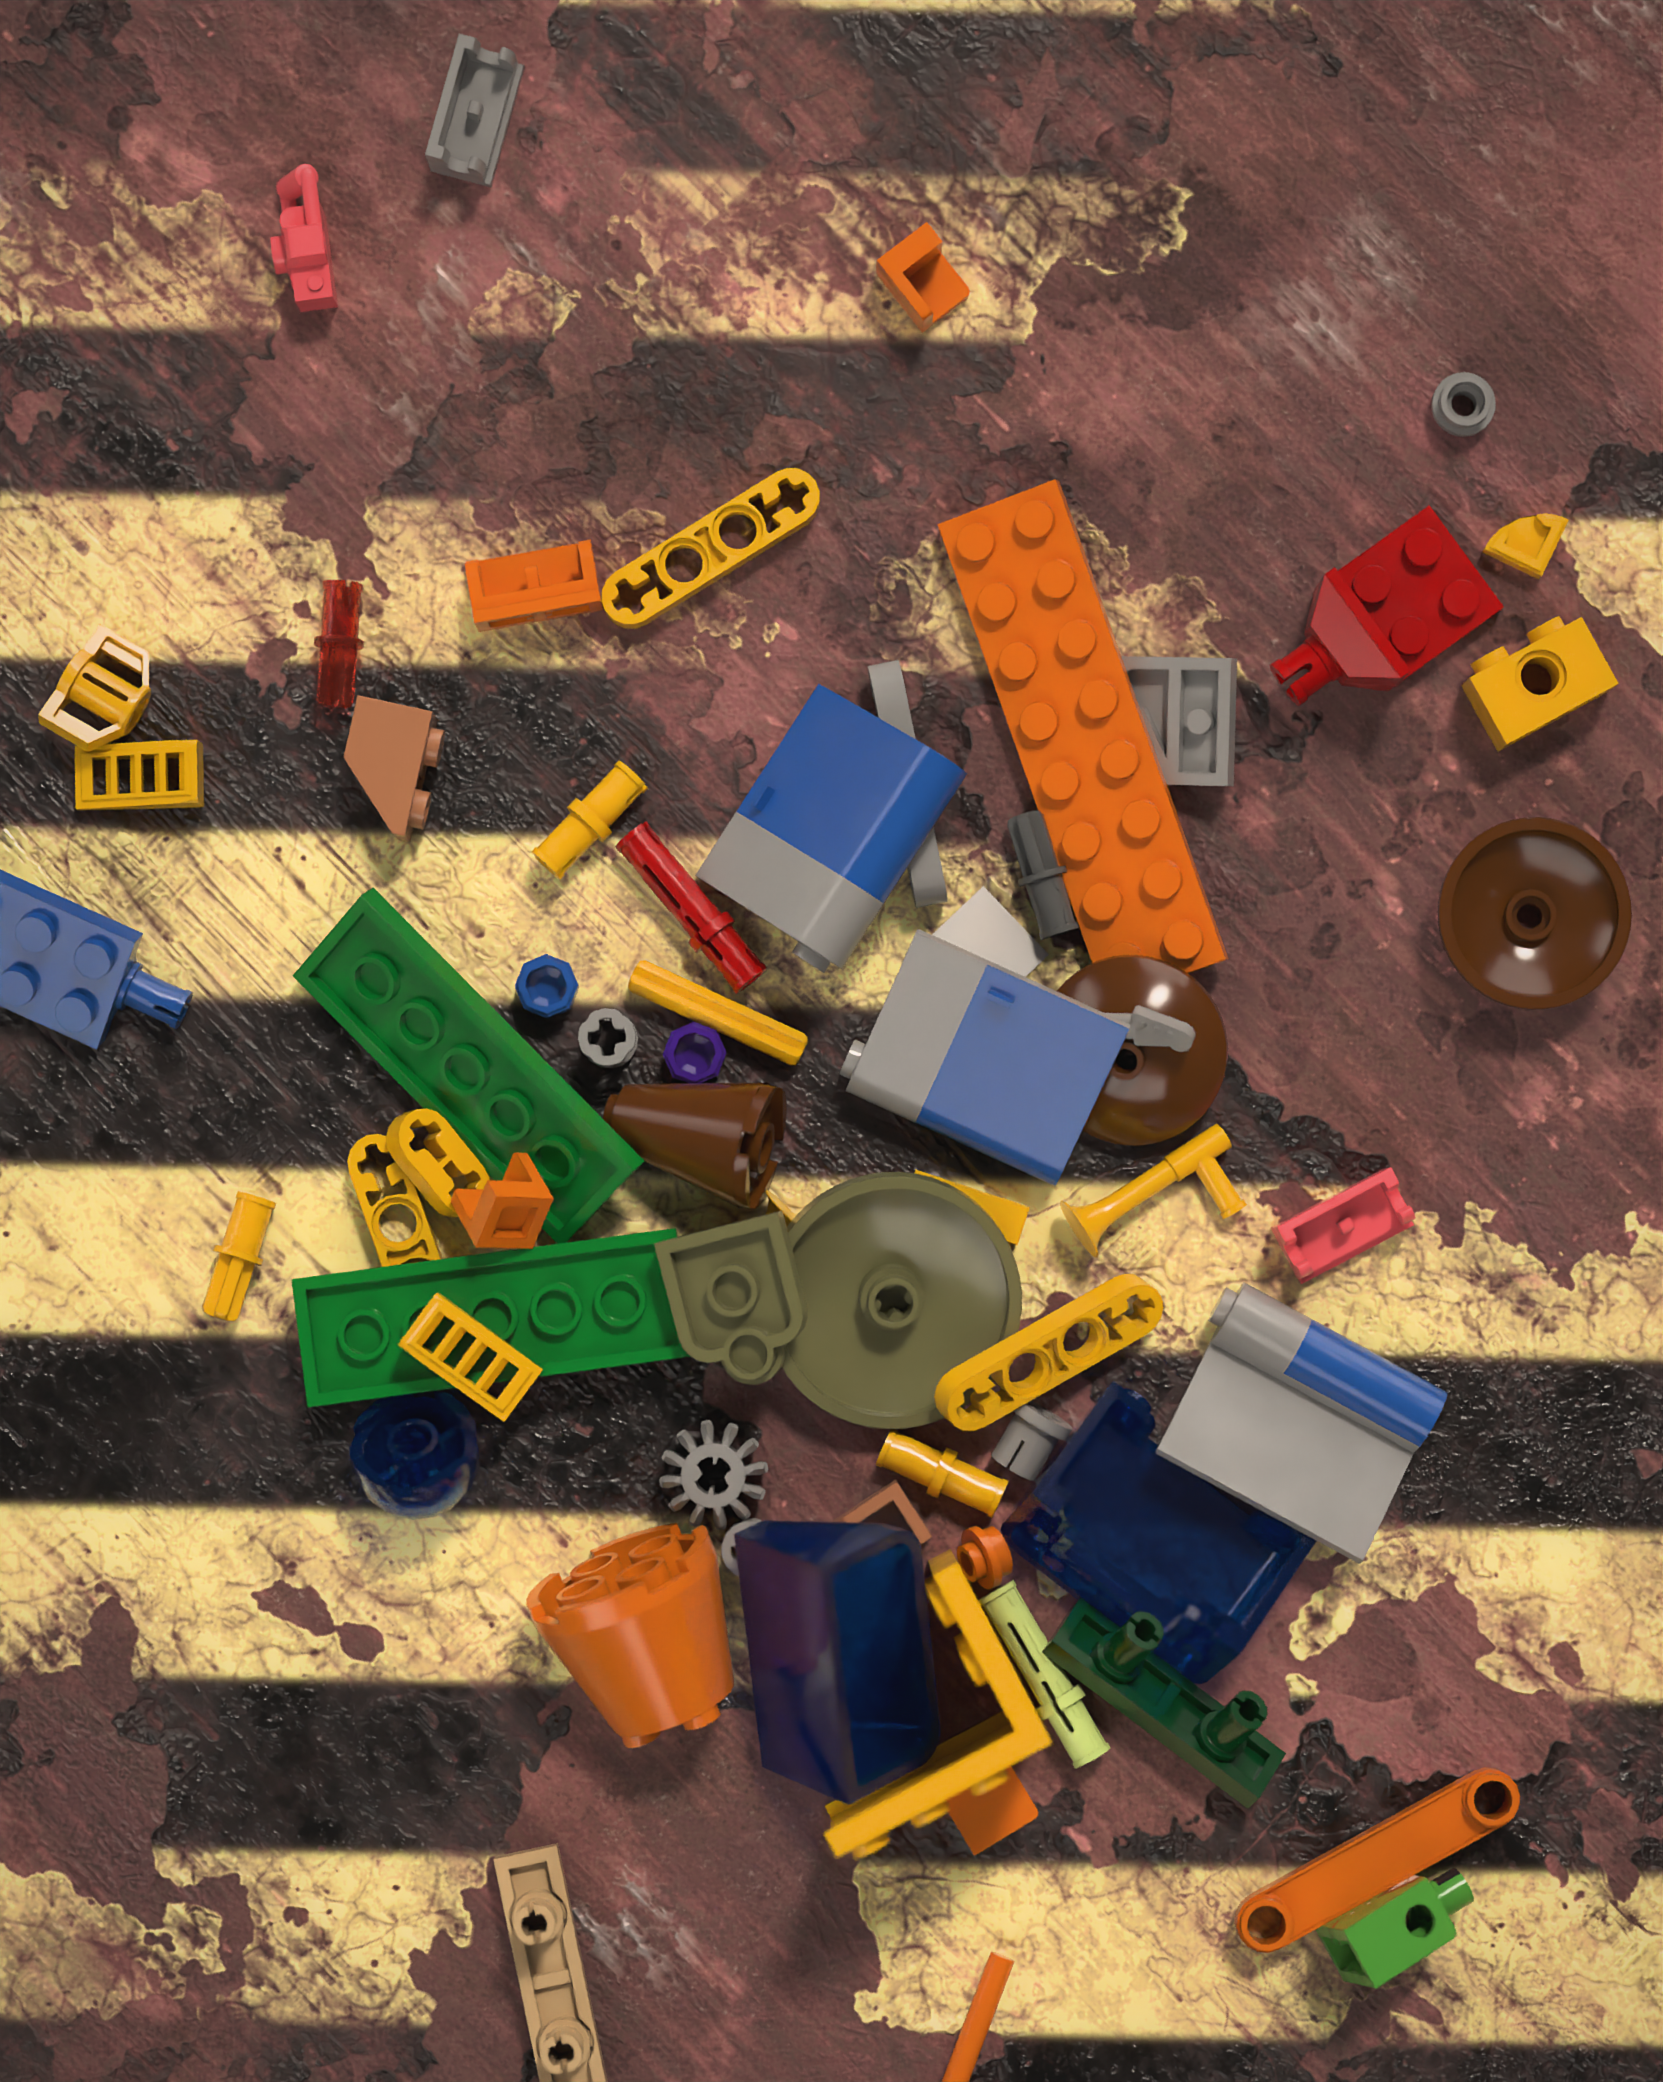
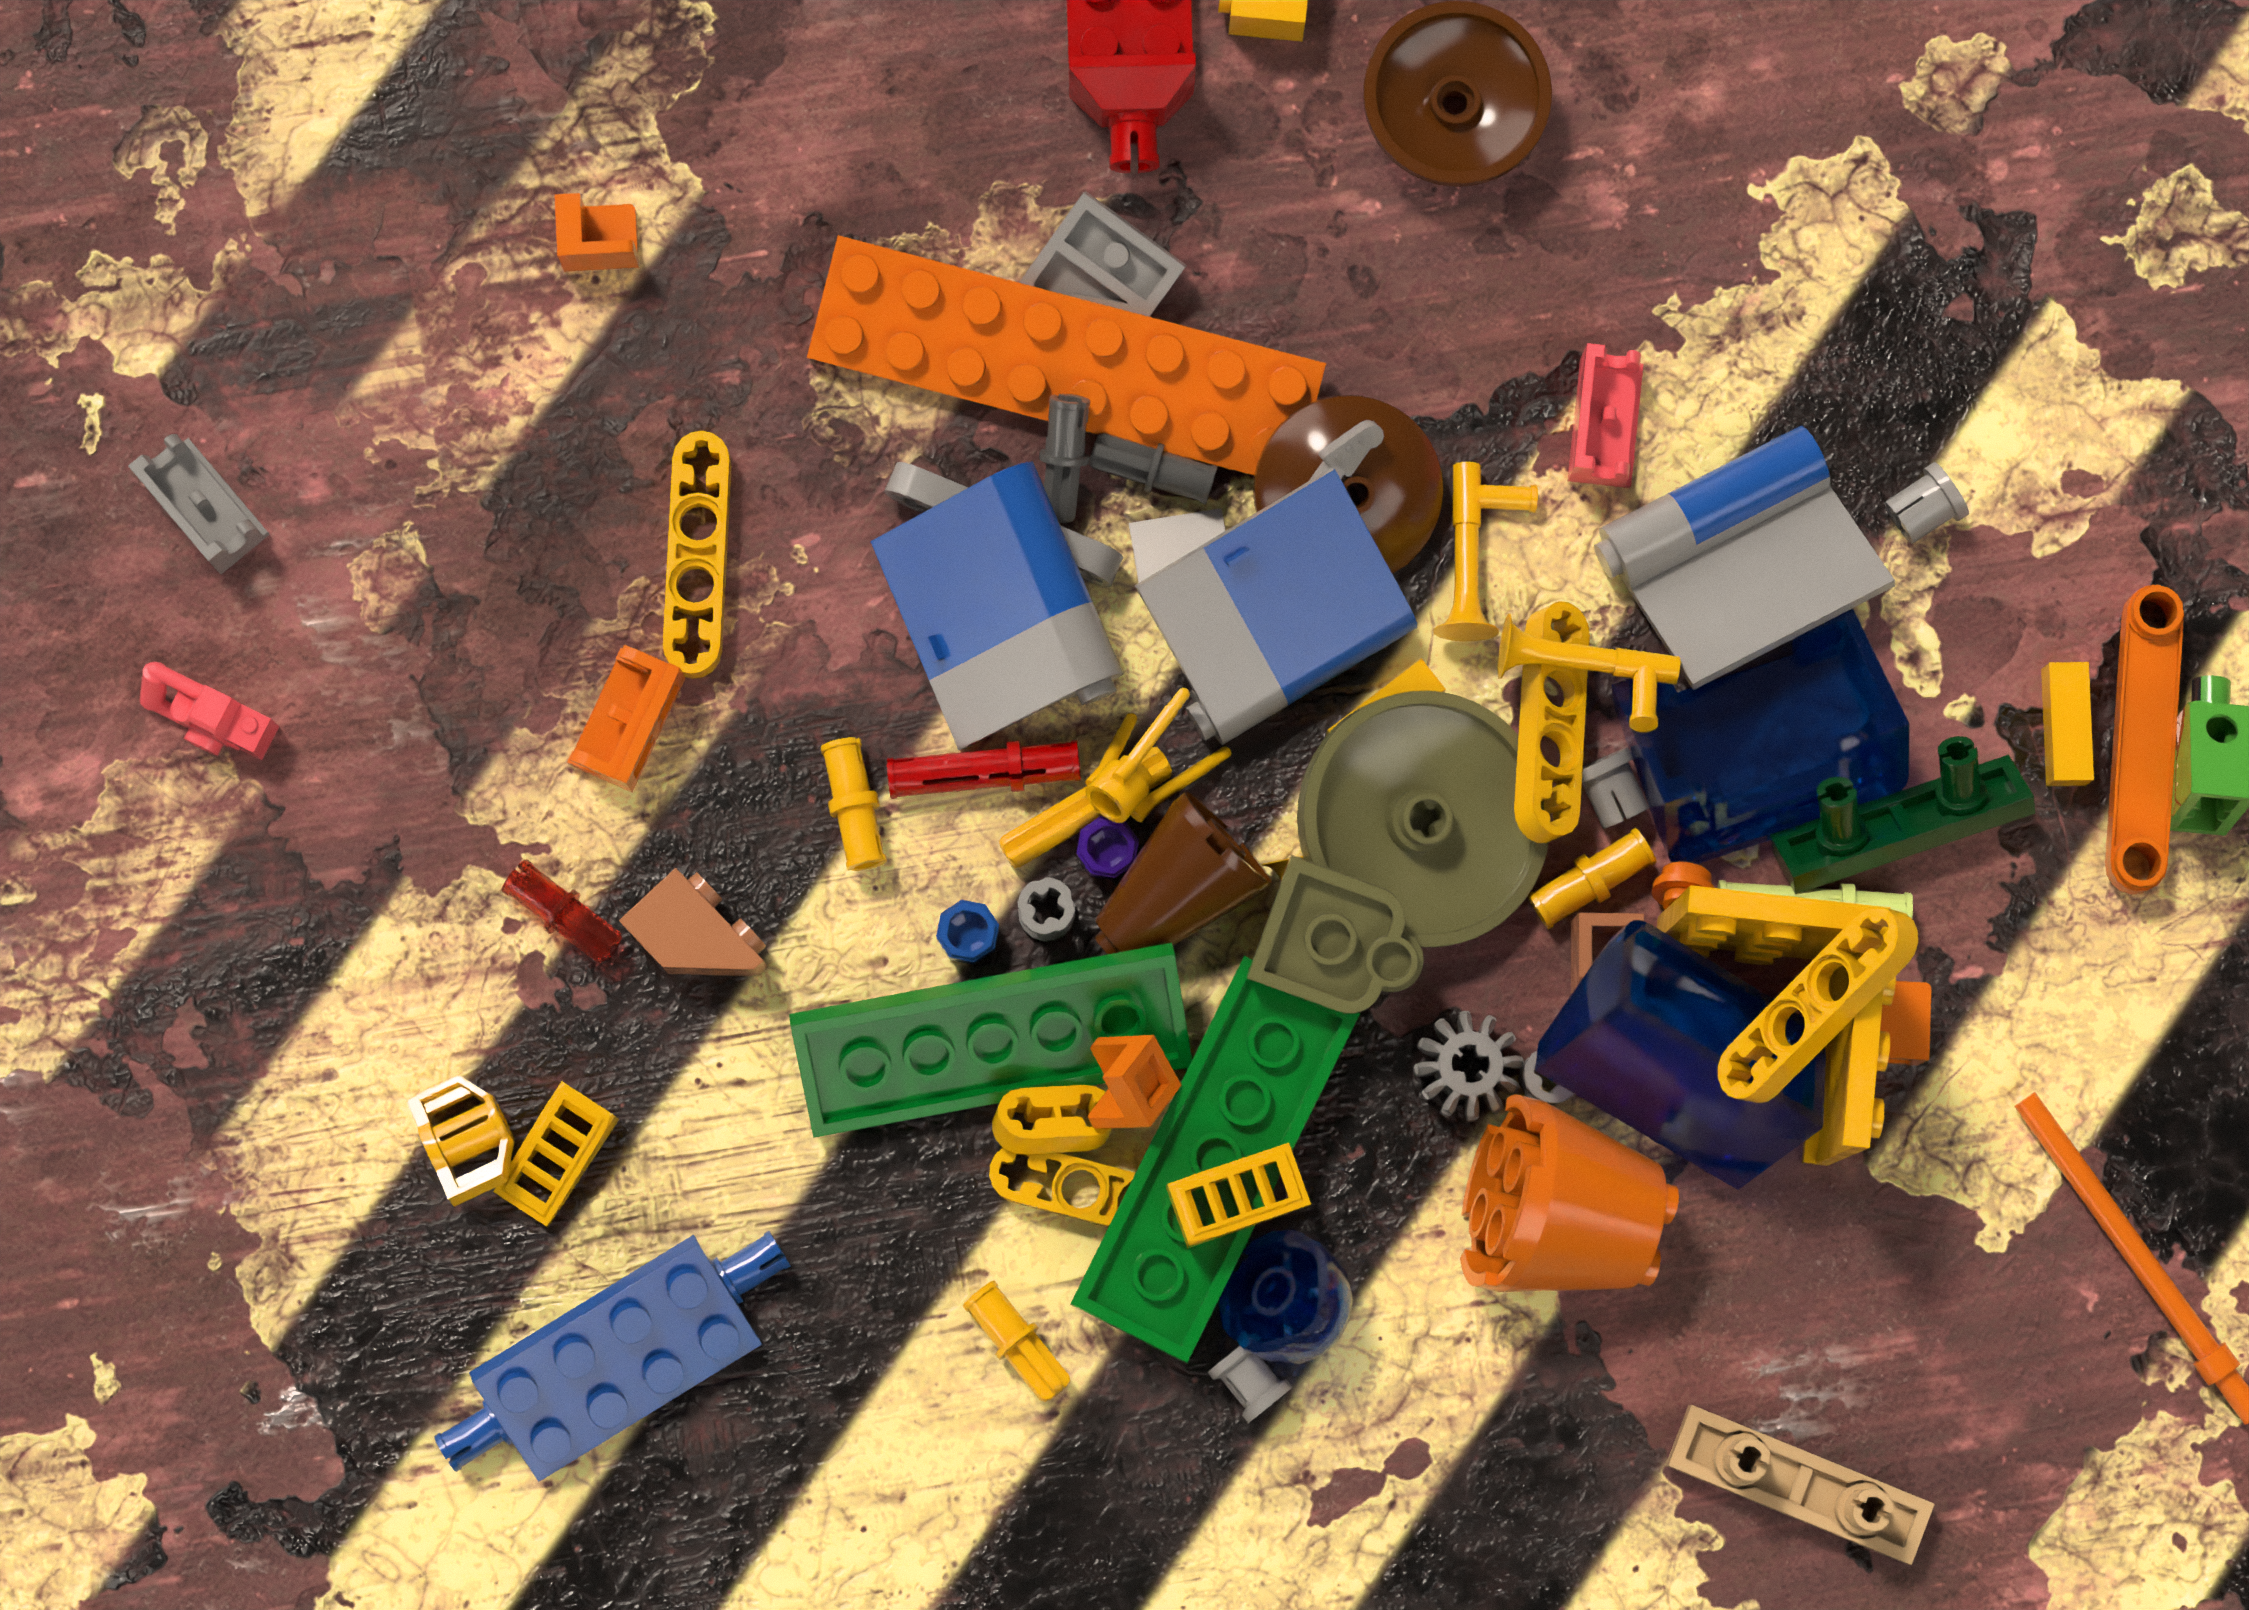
camera: 60 degrees left, 5 degrees down
(331, 1469) = (1250, 1381): none -> light grey bush
(748, 1031) = (1121, 785): none -> yellow plant
(932, 1727) = (1811, 996): none -> yellow beam
(999, 794) = (1065, 452): none -> dark grey axle
(1143, 1396) = (1643, 667): none -> yellow piece
(1346, 1786) = (2067, 724): none -> yellow piece
(1453, 1543) = (1926, 504): none -> light grey bush

